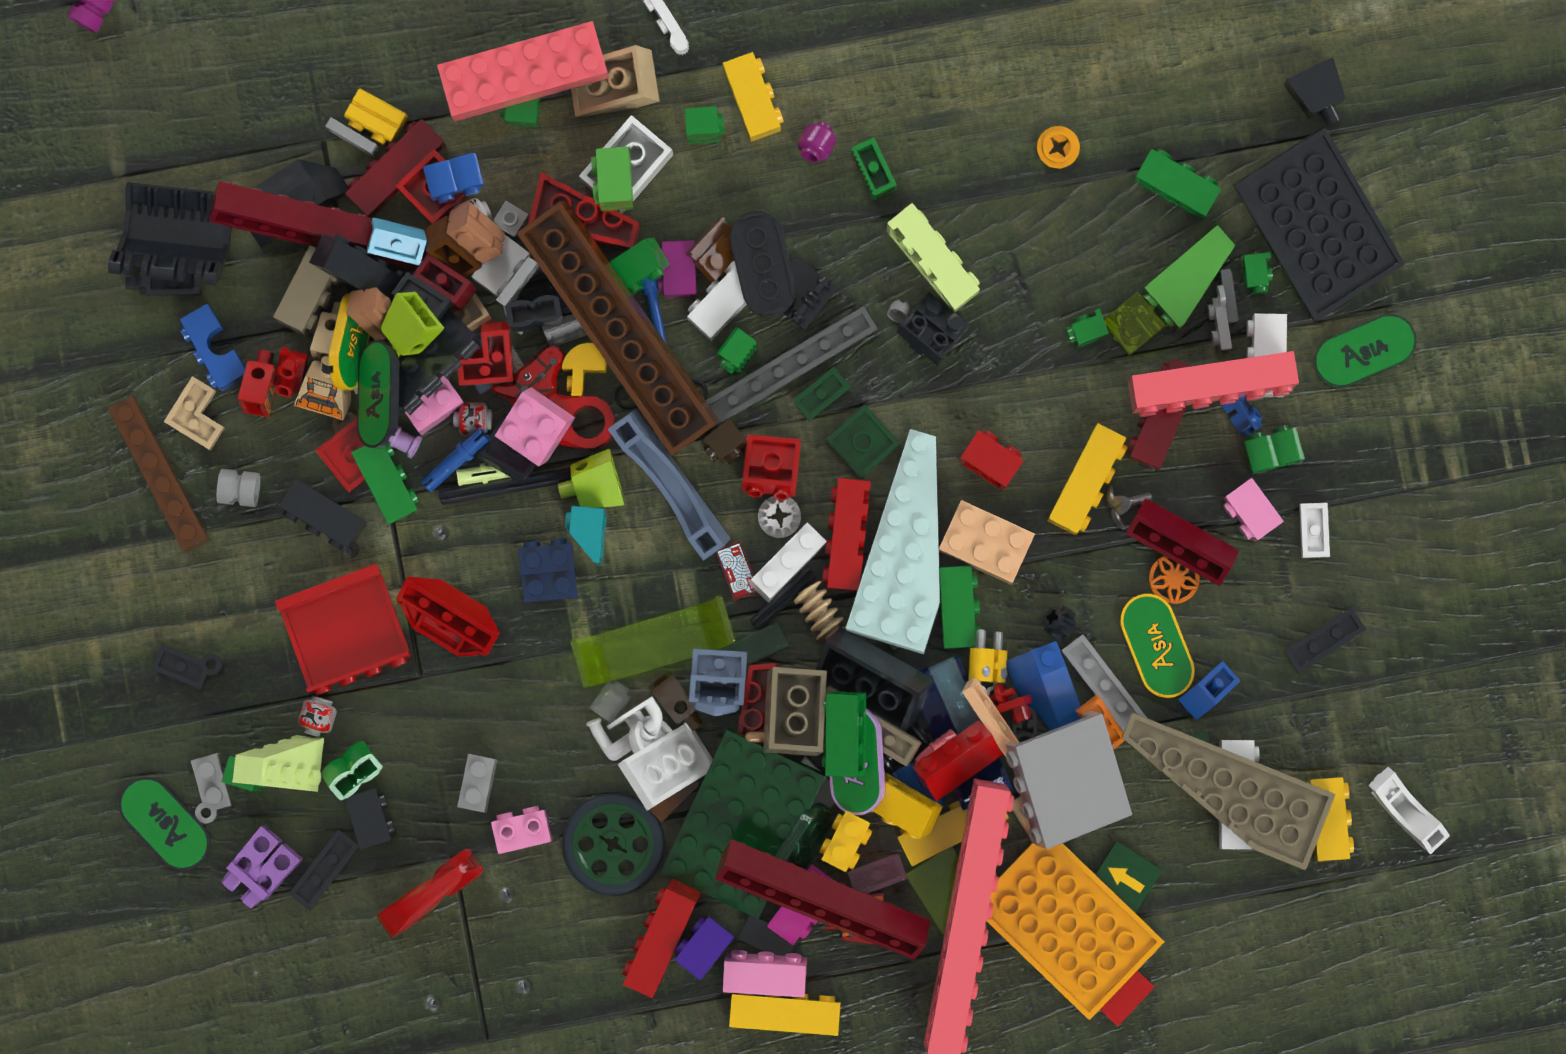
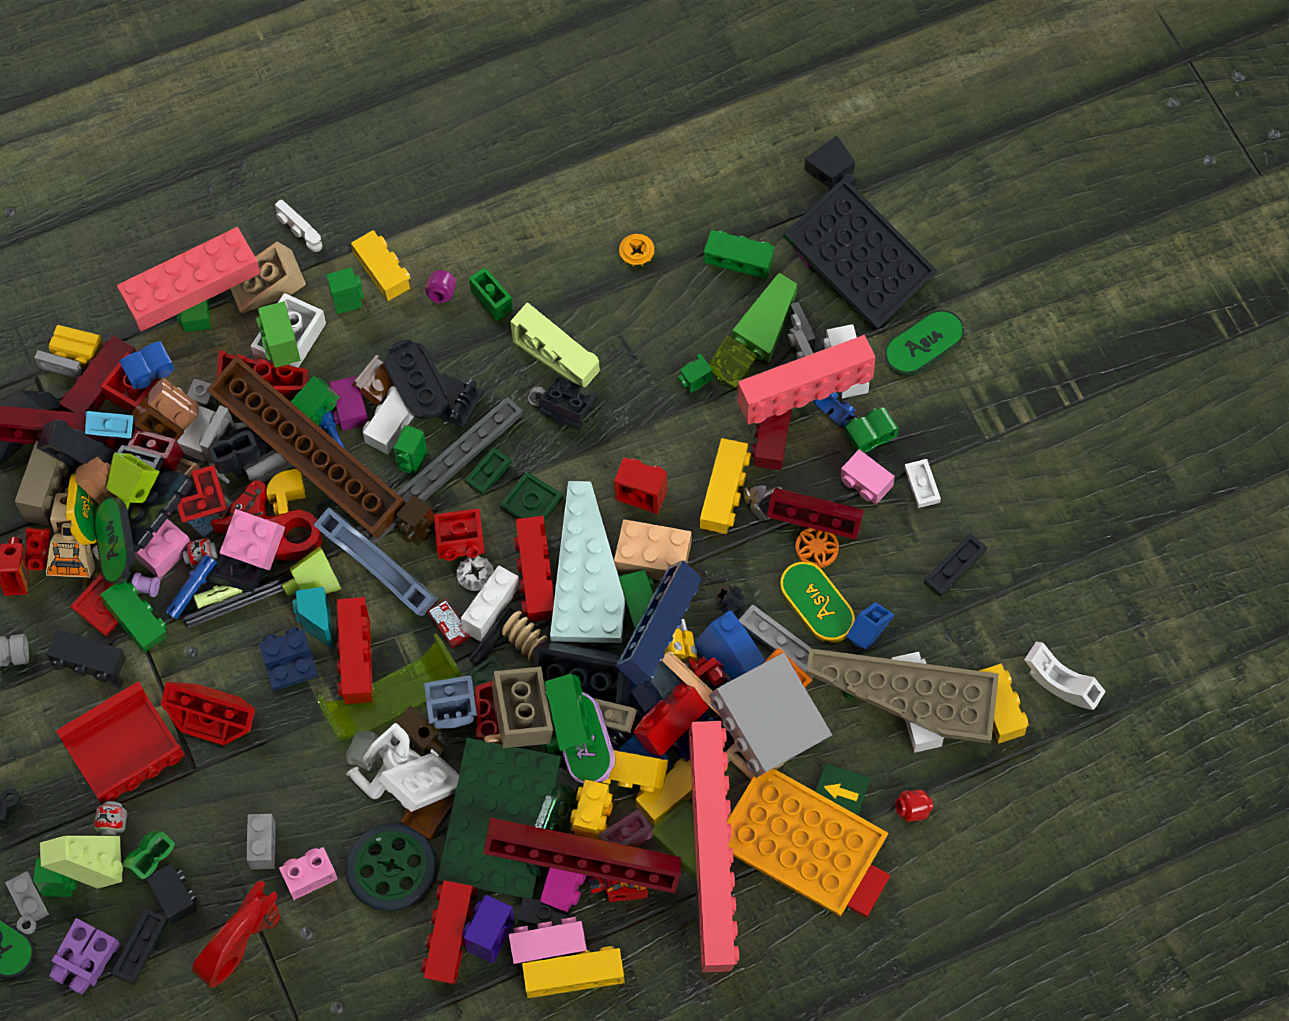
camera: 15 degrees left, 20 degrees down
(624, 586) = (354, 651): none -> red wedge
(971, 647) = (659, 622): none -> dark blue brick
(1201, 915) = (913, 805): none -> red head
(1256, 272) = (820, 302): green brick -> none

